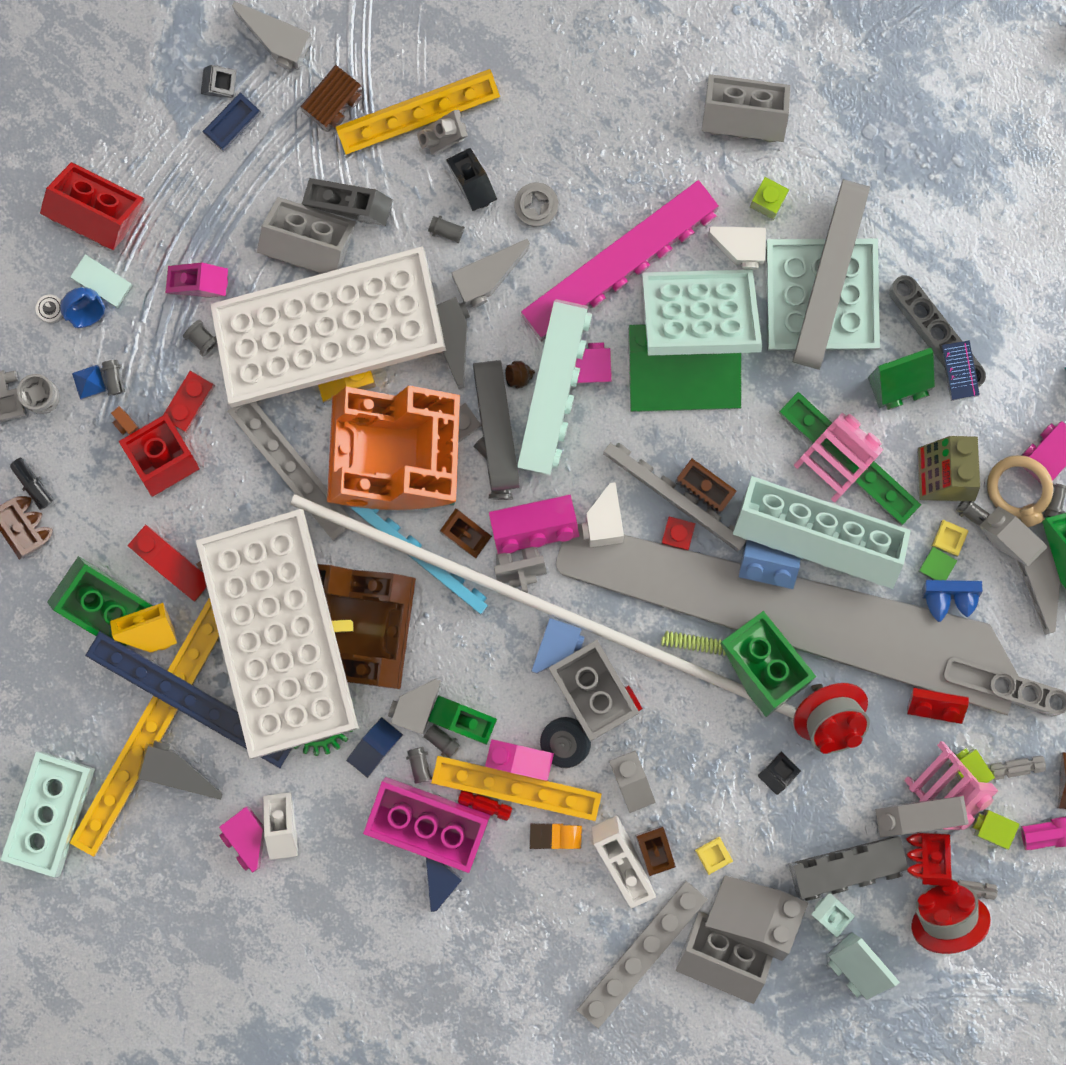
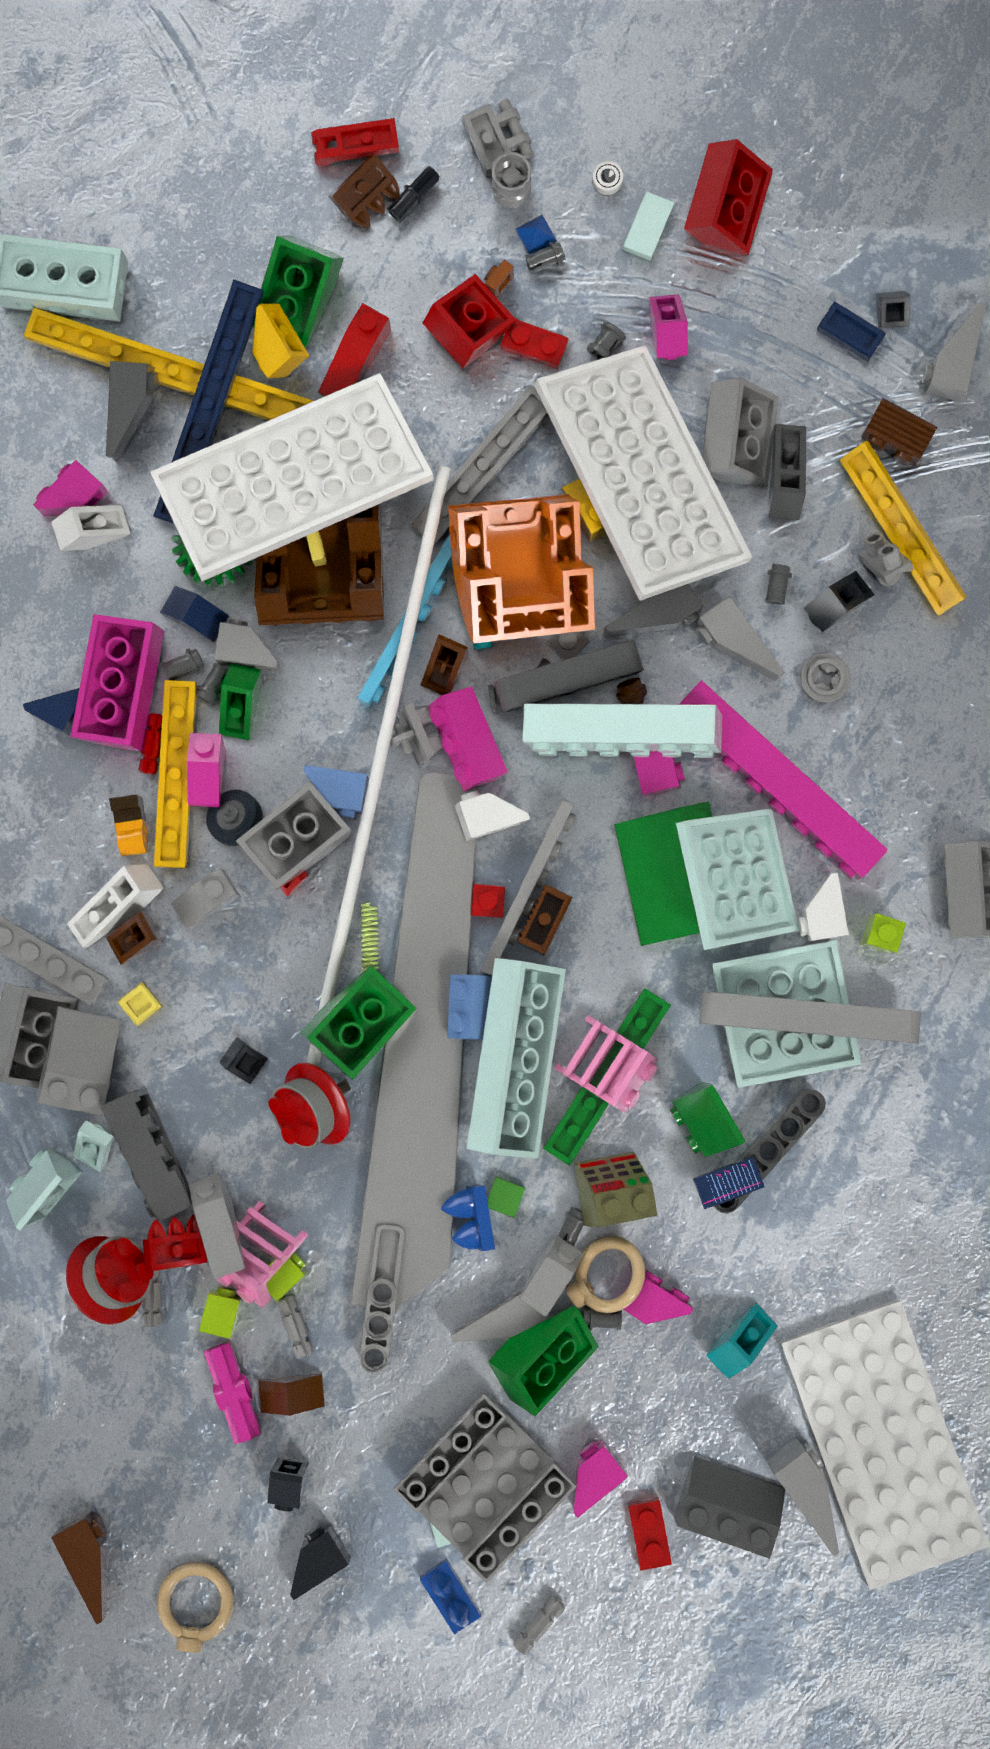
camera: 80 degrees right, 0 degrees up
(82, 307) = (615, 208): blue hair -> none
(937, 705) = (347, 1224): red plate -> none
(949, 538) = (539, 1205): light yellow tile -> none

